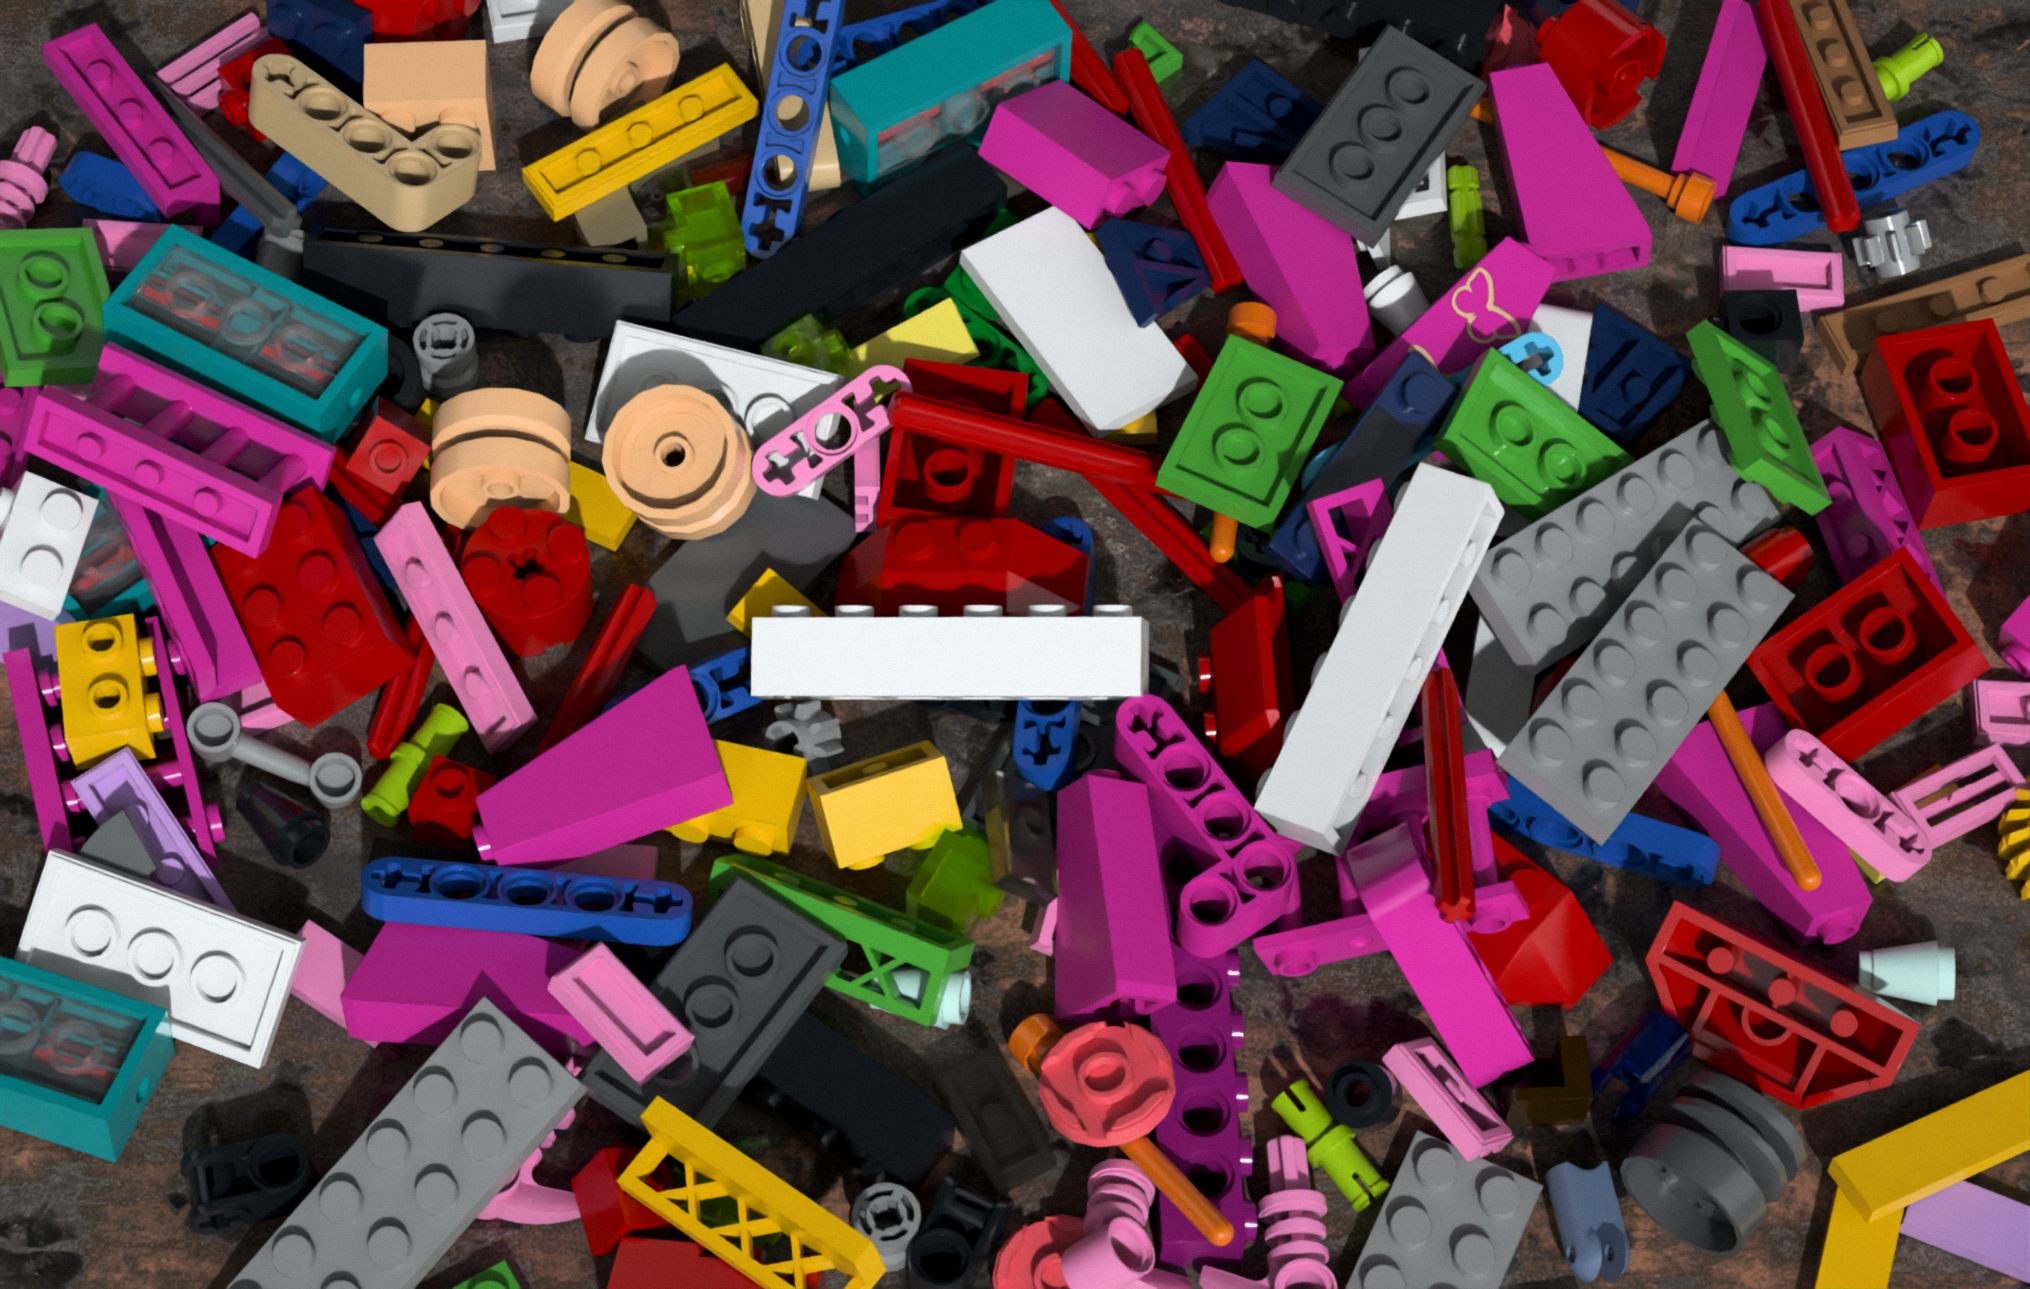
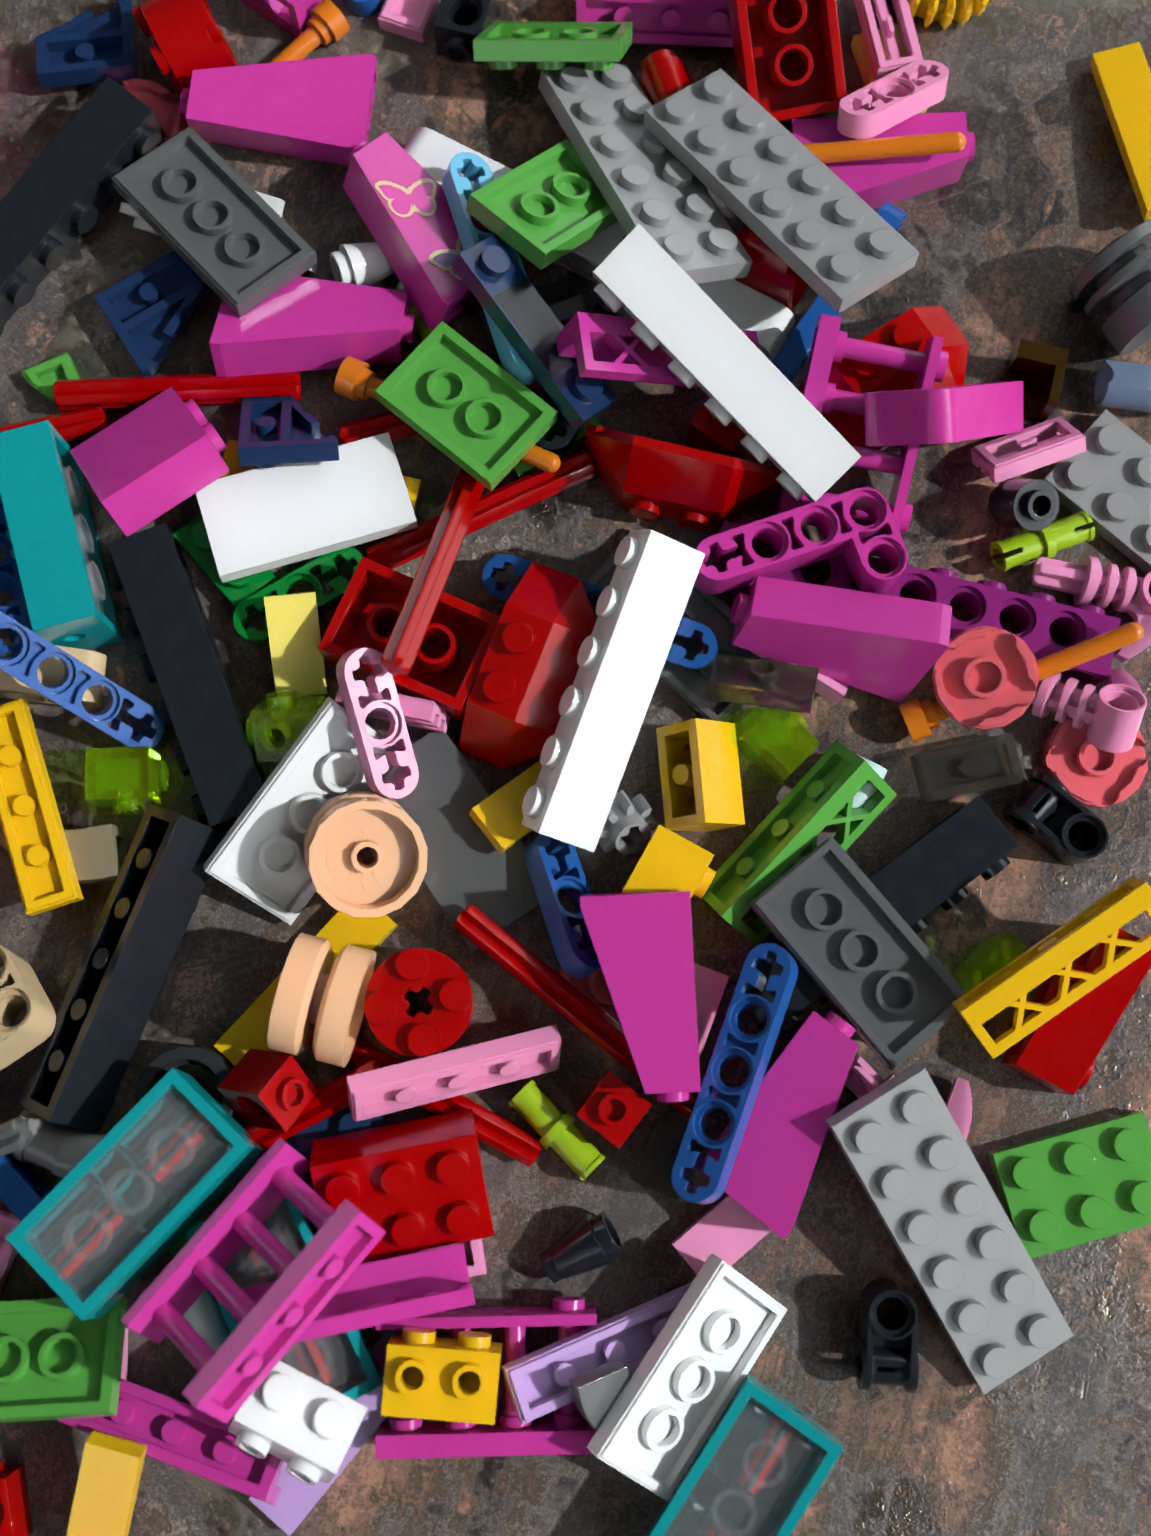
camera: 75 degrees left, 20 degrees up
(217, 737) = (493, 1285): light grey bar -> none
(446, 355) = (188, 1018): light grey wheel -> none
(608, 1209) = (973, 1071): red brick -> none
(620, 1013) = (862, 1023): bright pink tile -> none
(734, 172) = (70, 743): clear red pin -> none
(889, 1237) = (1027, 874): light grey wheel -> none
(1447, 797) = (870, 356): red axle -> none
(1465, 216) = (295, 191): lime axle -> none
(1628, 378) = (481, 121): dark blue wing -> none
(1644, 1060) = (1032, 313): clear blue piece -> none
(1774, 1012) = (1028, 203): red wedge -> none
(1910, 972) = (1007, 113): light aqua cone -> none

